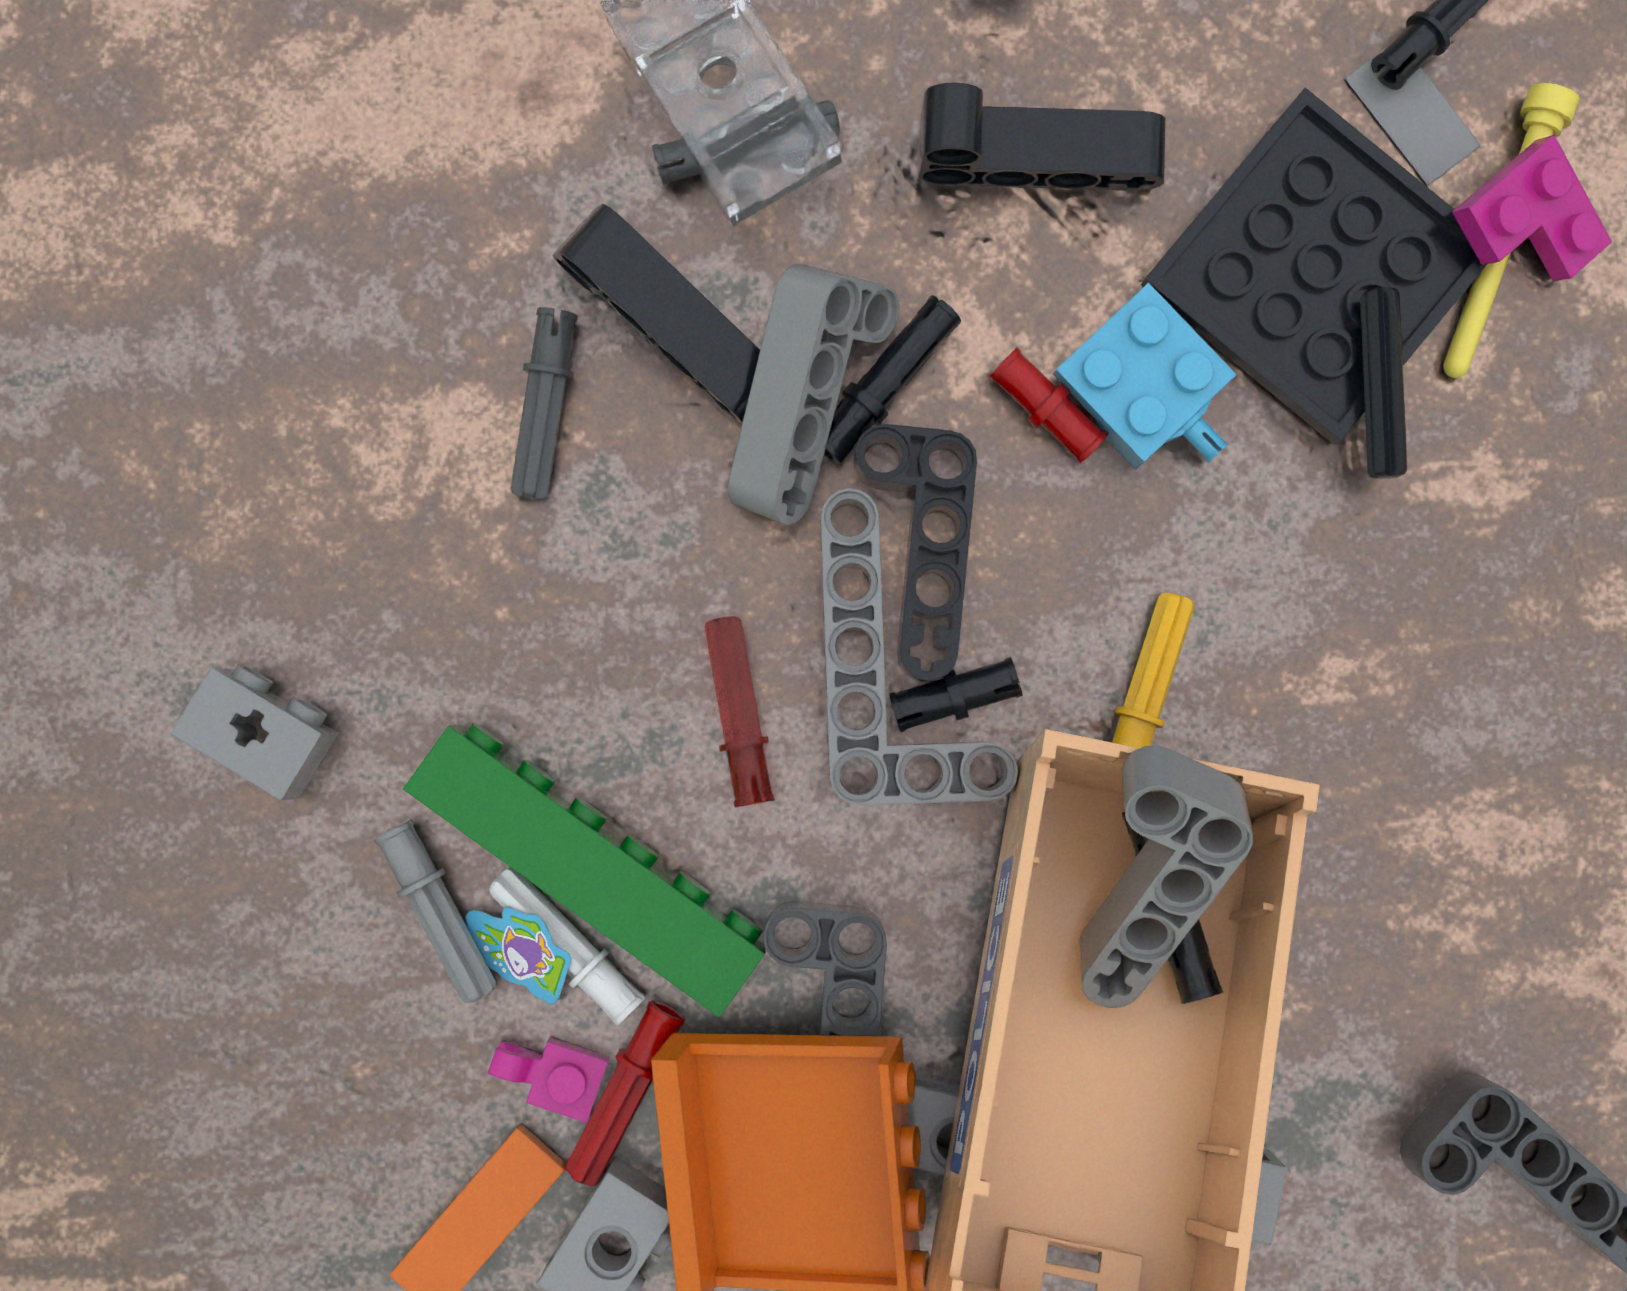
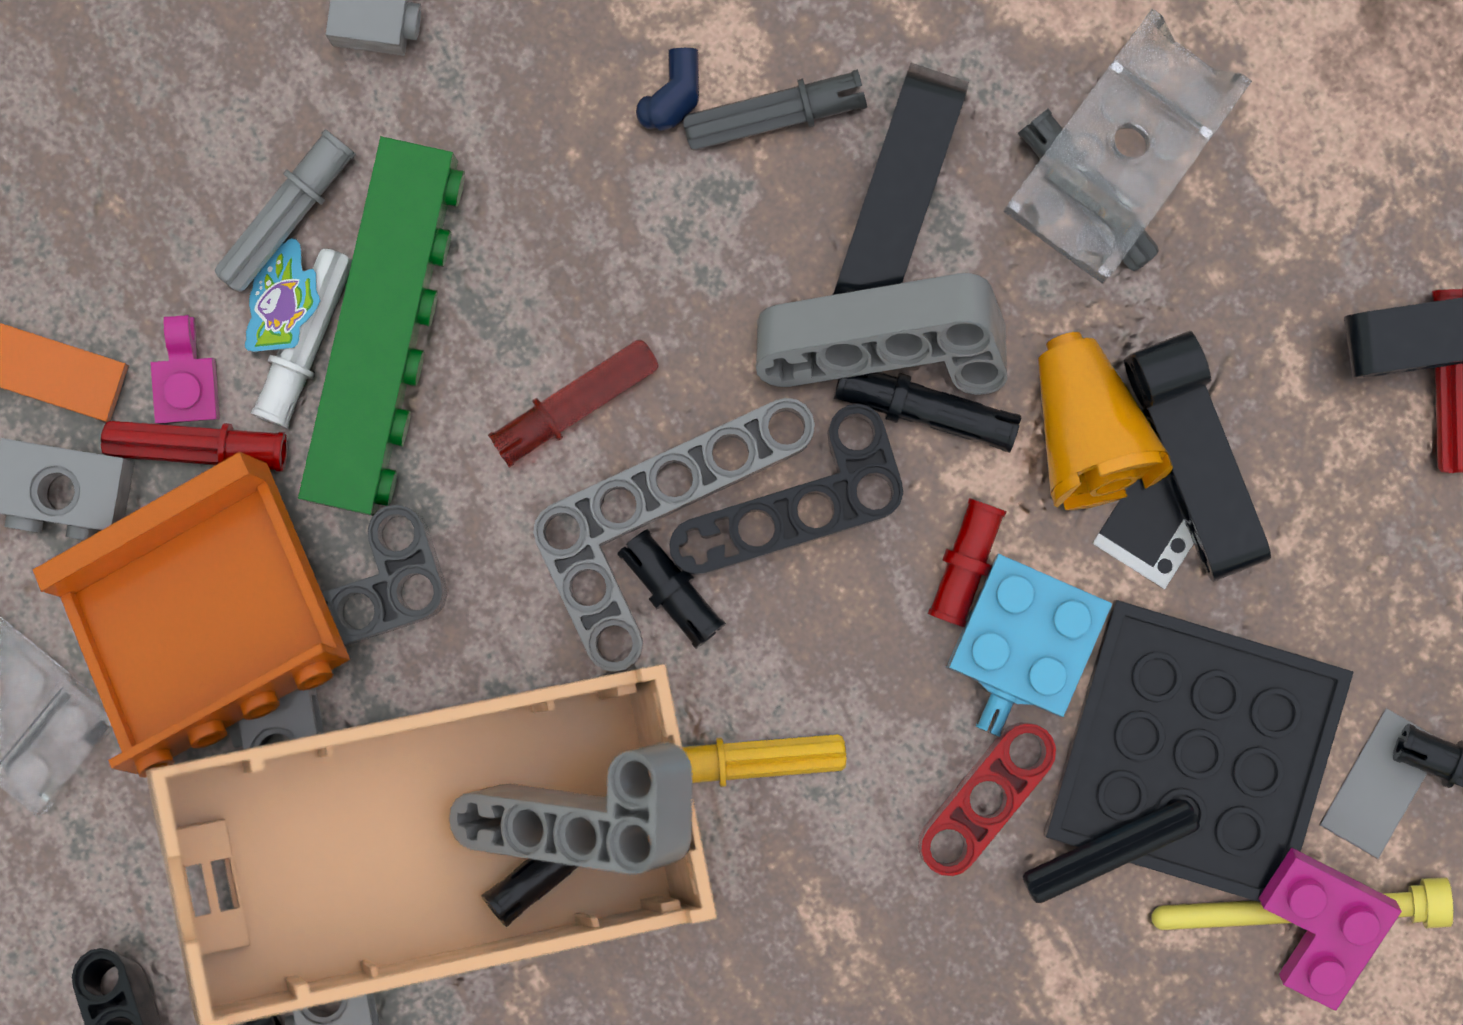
camera: 65 degrees right, 0 degrees up
(489, 491) = (676, 97): none -> dark blue arm
(972, 228) = (1093, 427): none -> light orange cone
(1082, 225) = (1147, 532): none -> black sticker
(1309, 496) = (1015, 785): none -> red beam

